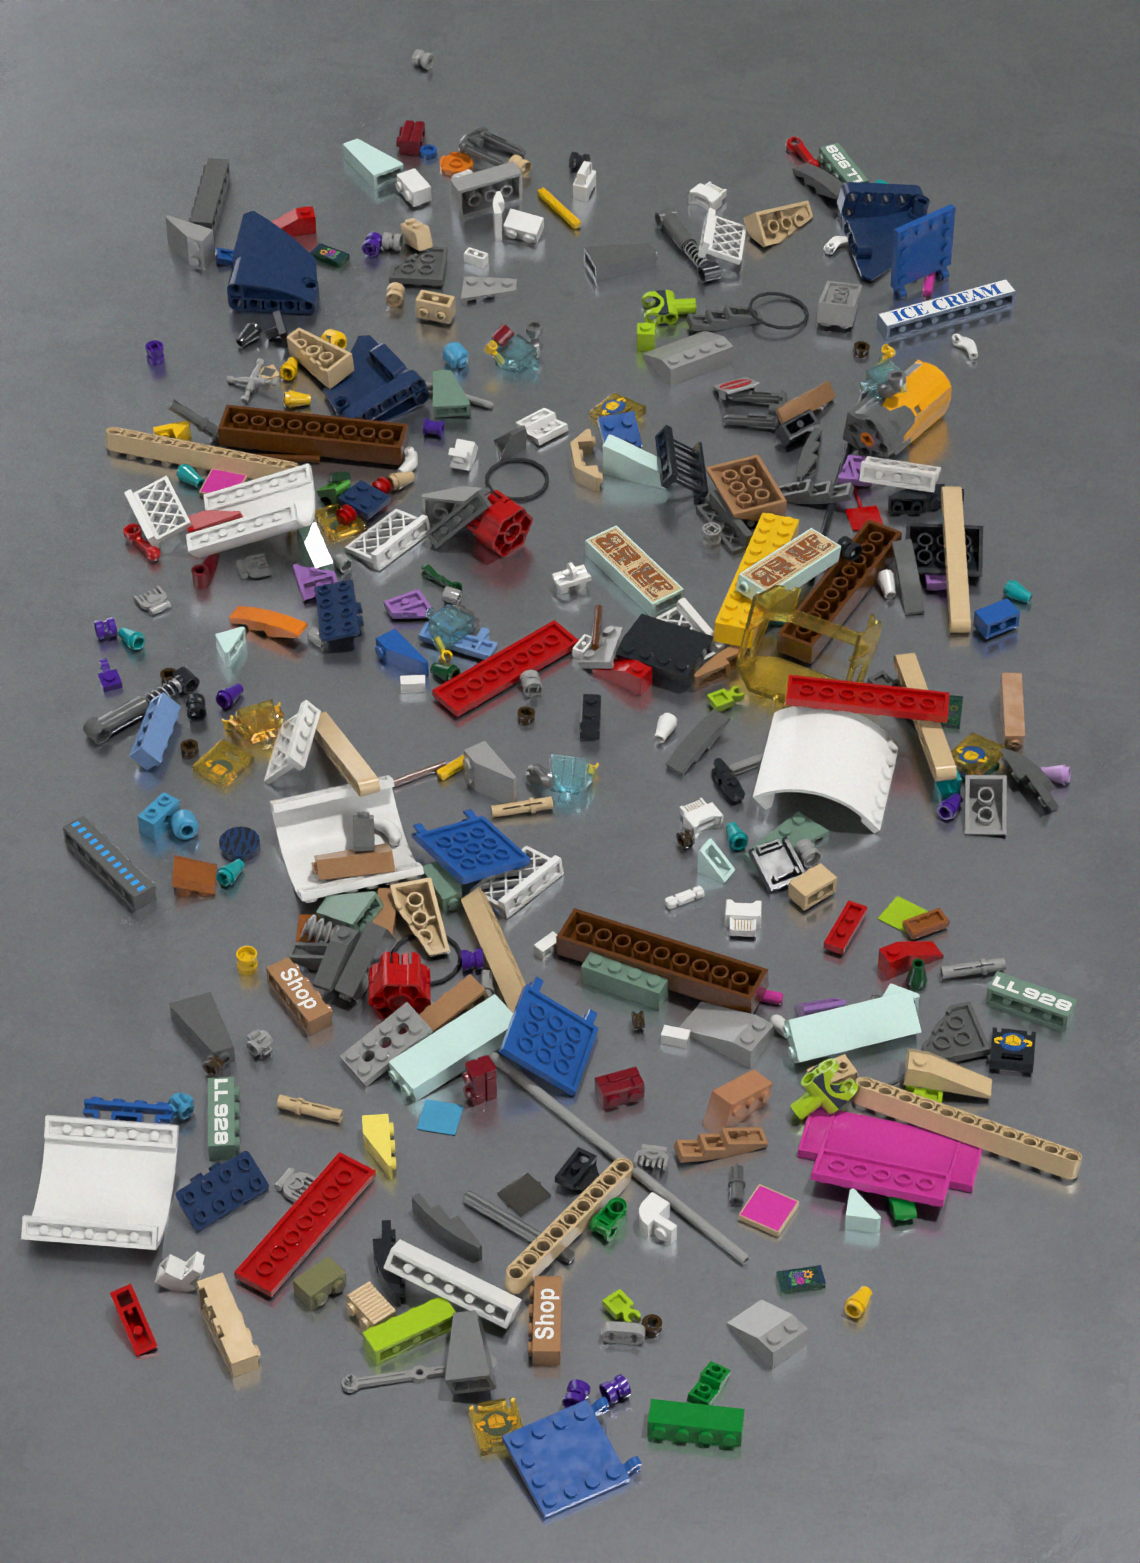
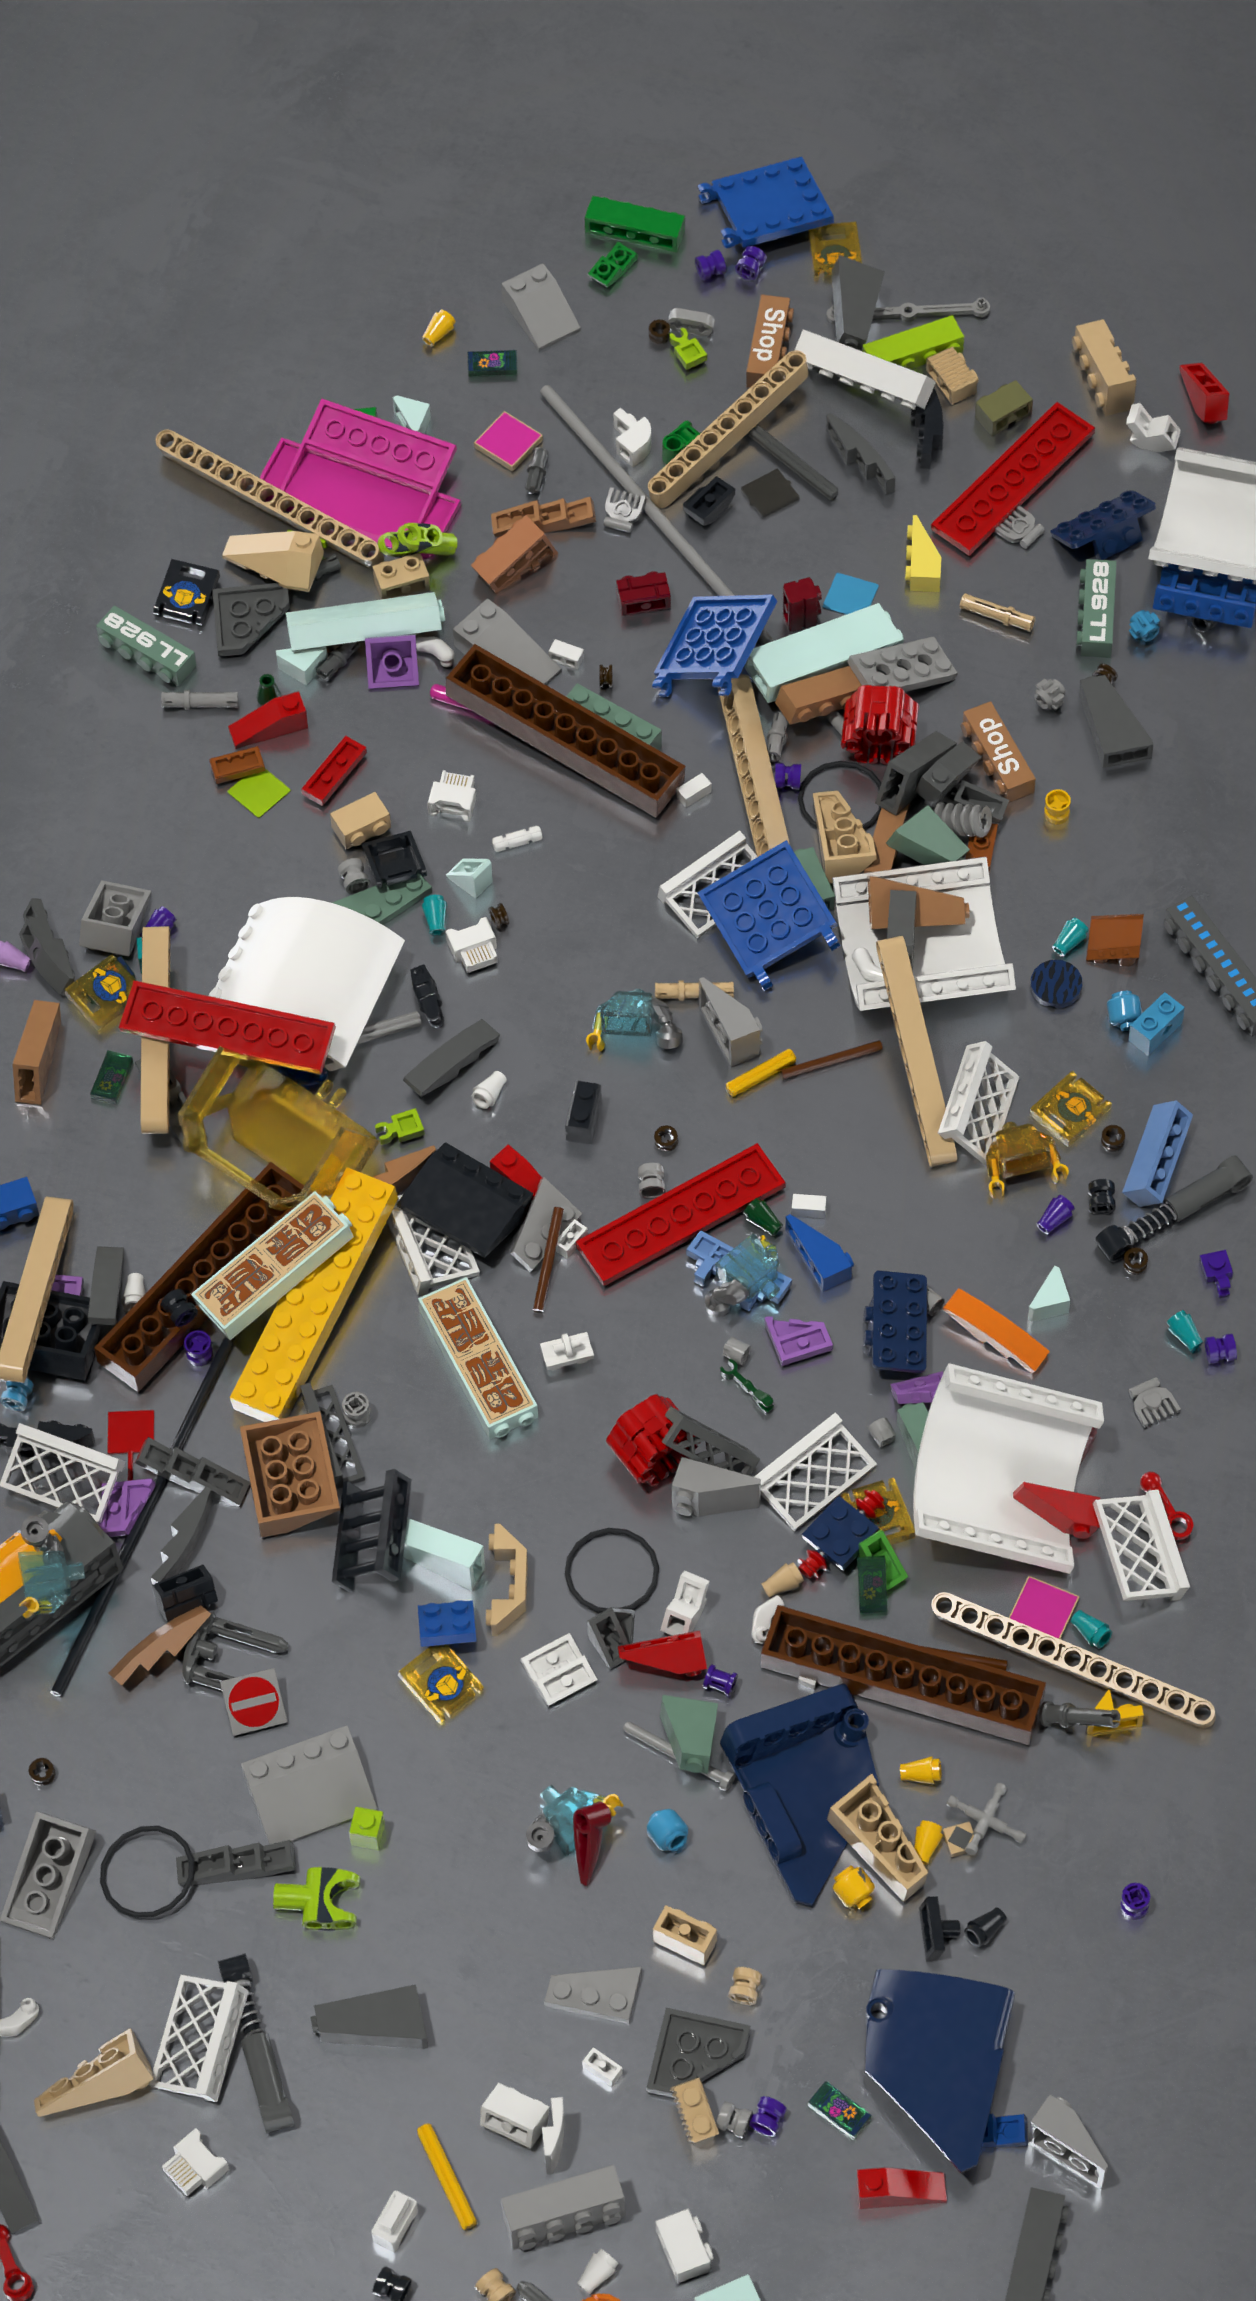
camera: 170 degrees left, 15 degrees up
(473, 429) = (673, 1653): none -> red slope

